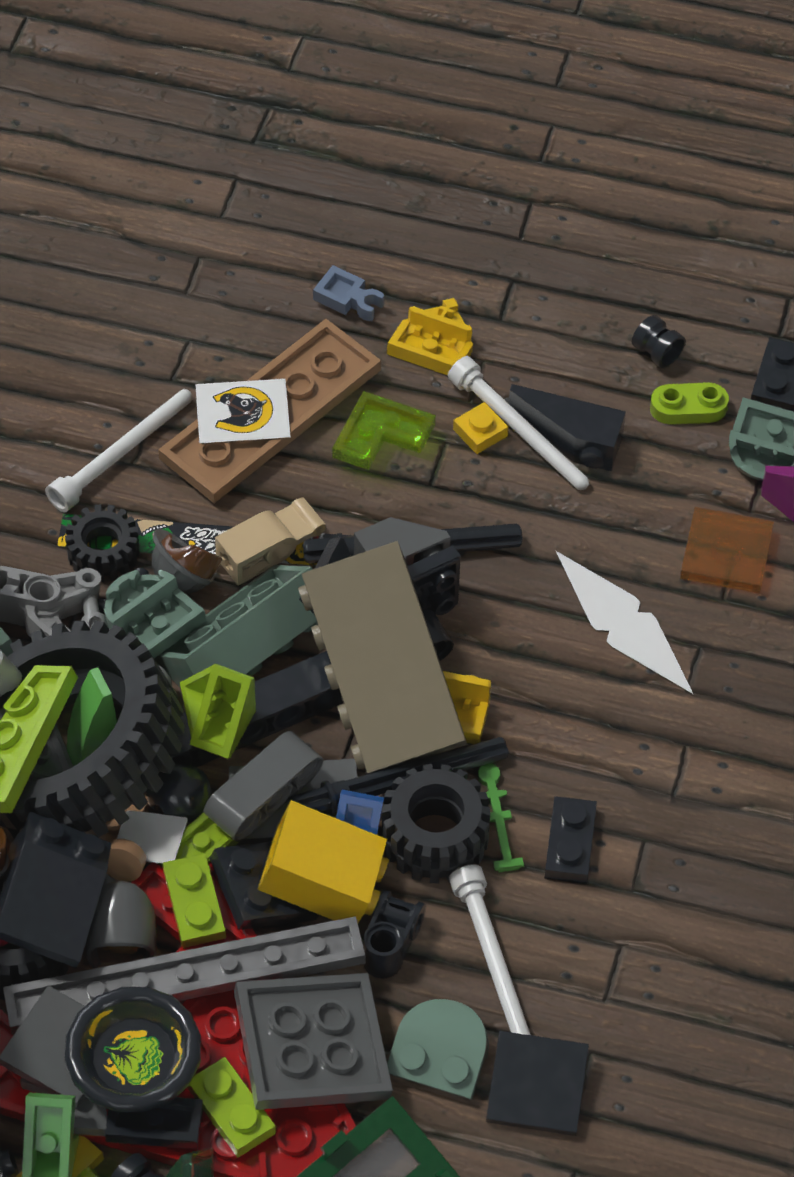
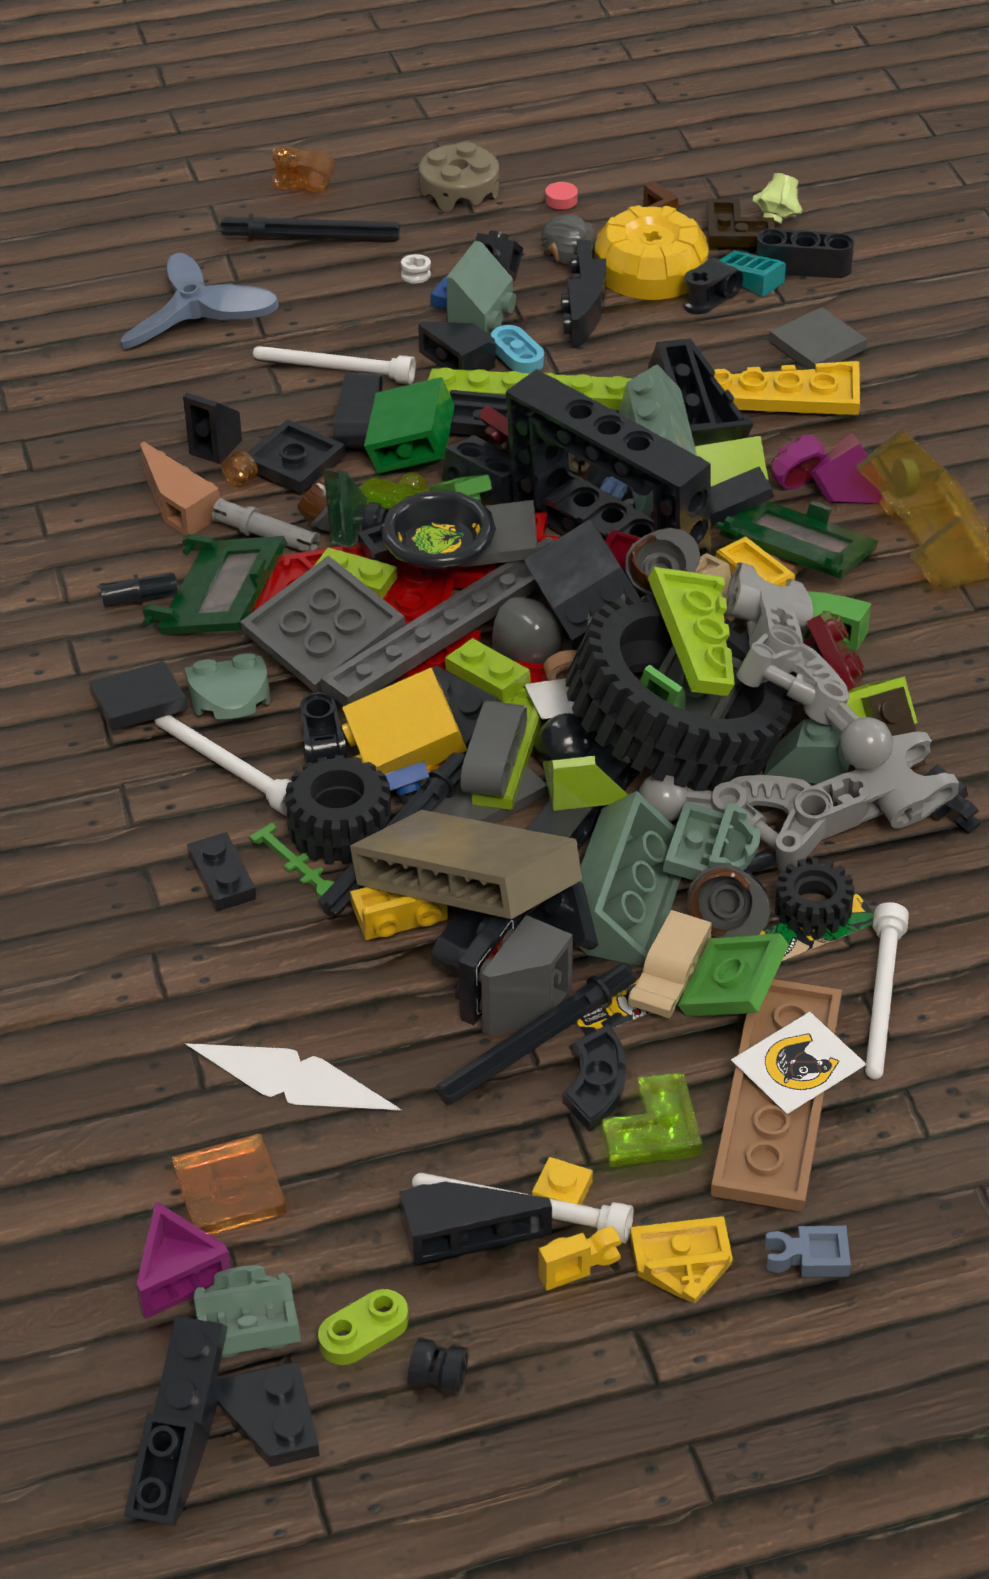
camera: 150 degrees right, 10 degrees down
(231, 489) = (733, 975): none -> bright green plate
(391, 492) = (600, 1077): none -> black tile
(516, 363) = (572, 1257): none -> yellow plate

